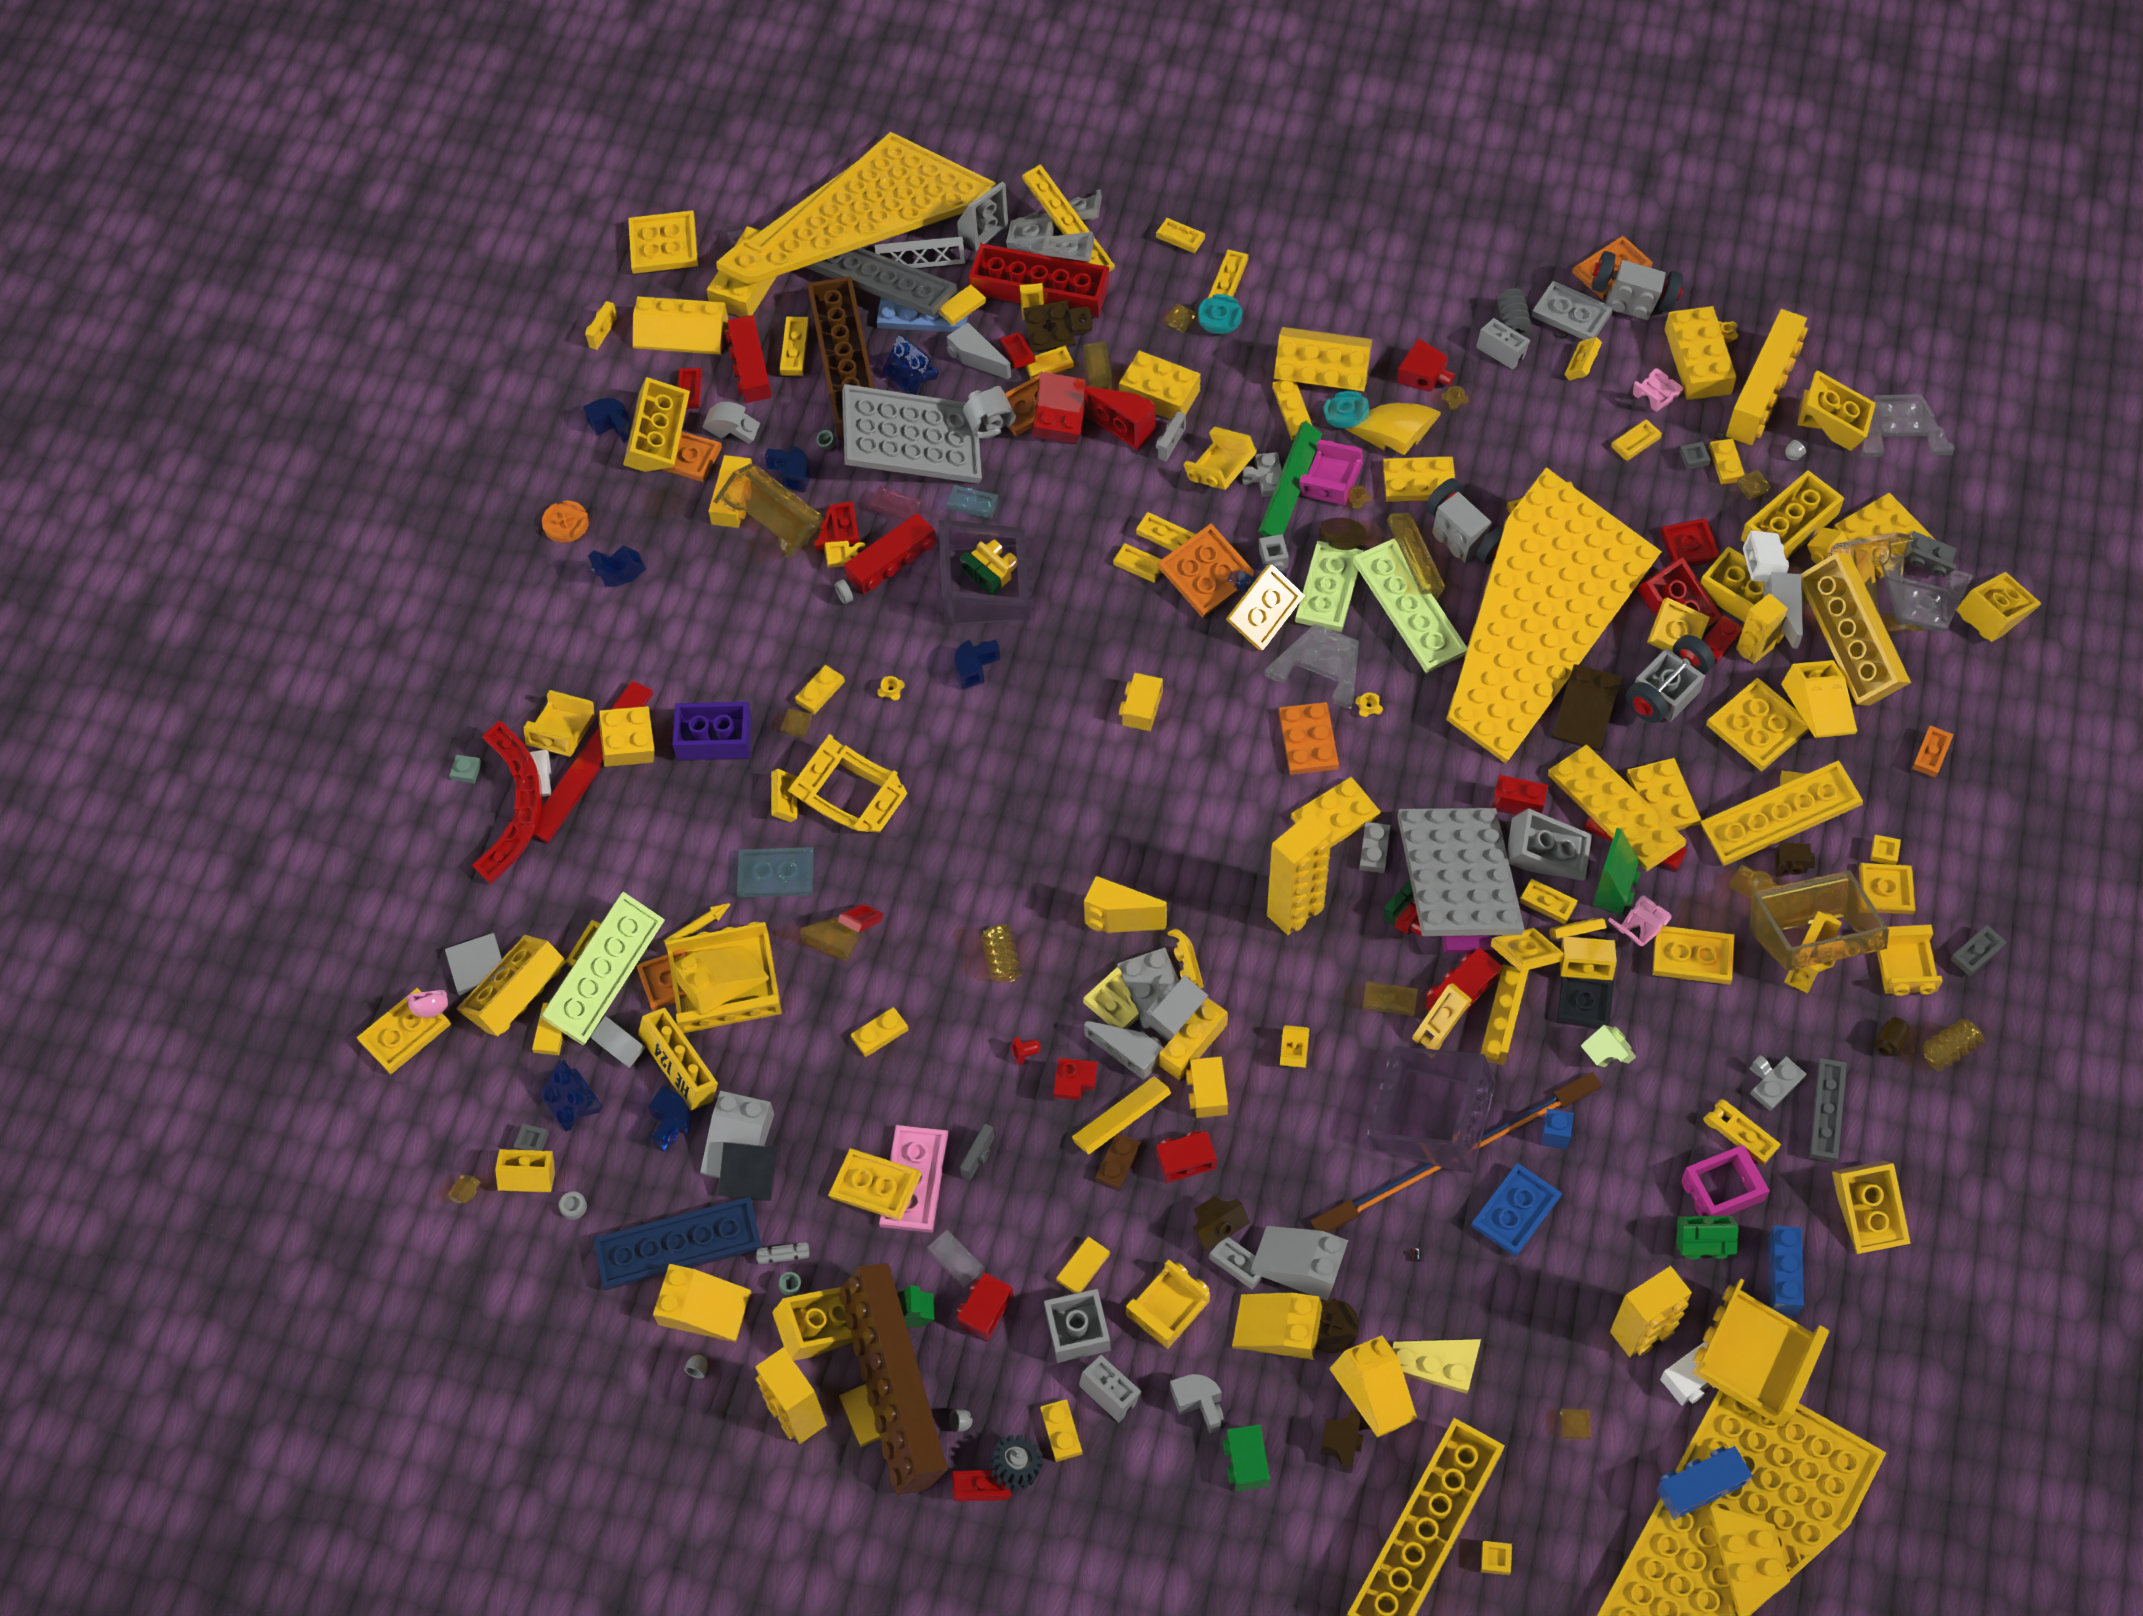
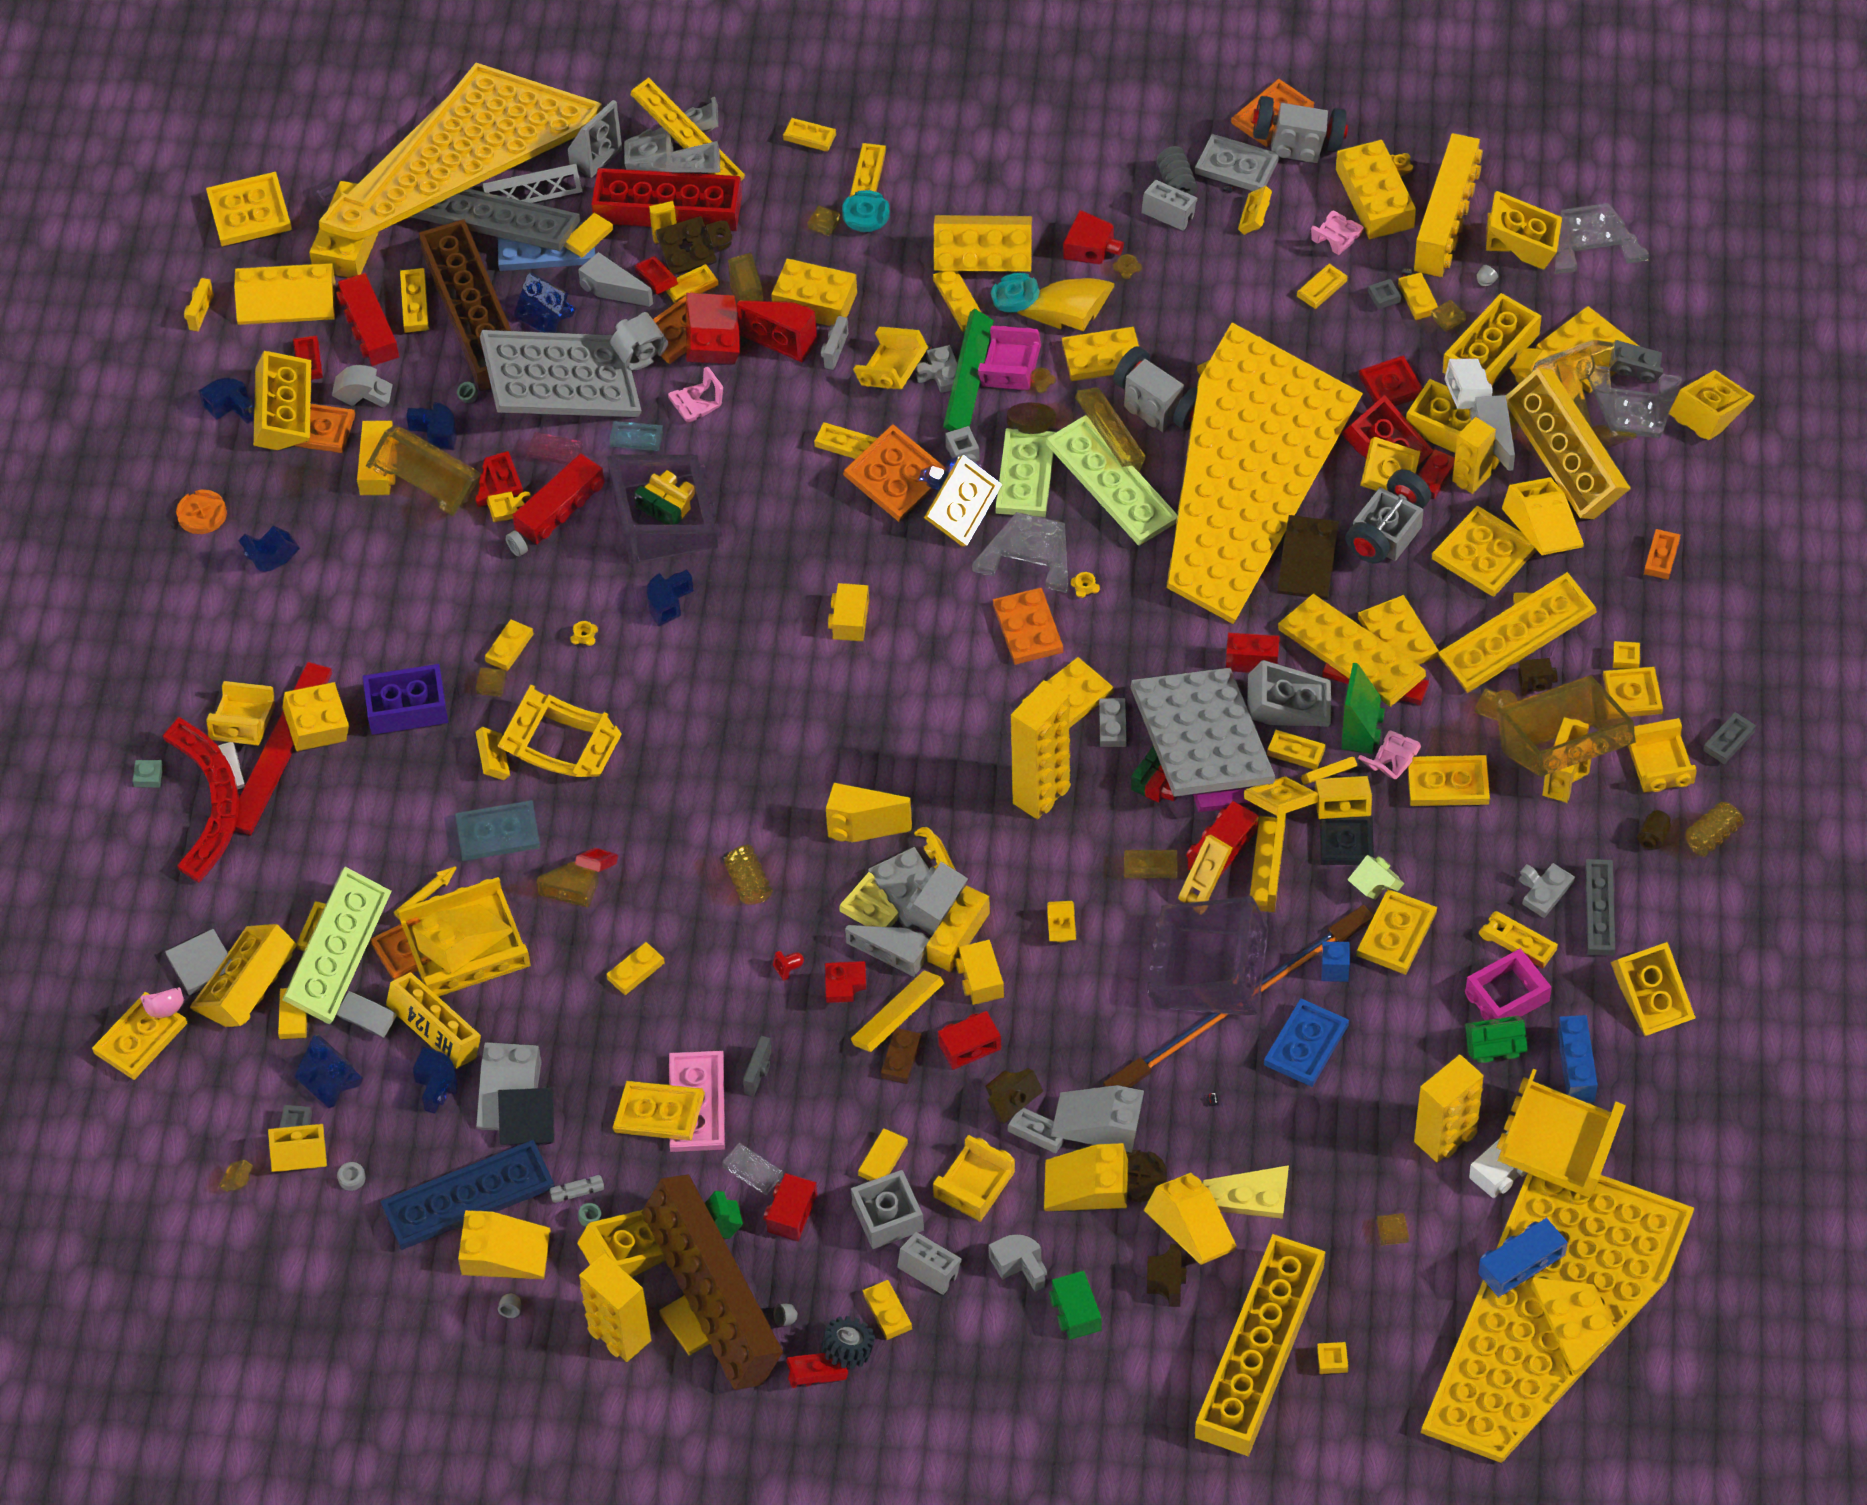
camera: 10 degrees left, 5 degrees down
(1027, 474) = (689, 400): none -> bright pink piece
(1138, 562) = (821, 475): yellow tile -> none
(1621, 1105) = (1396, 931): none -> yellow plate

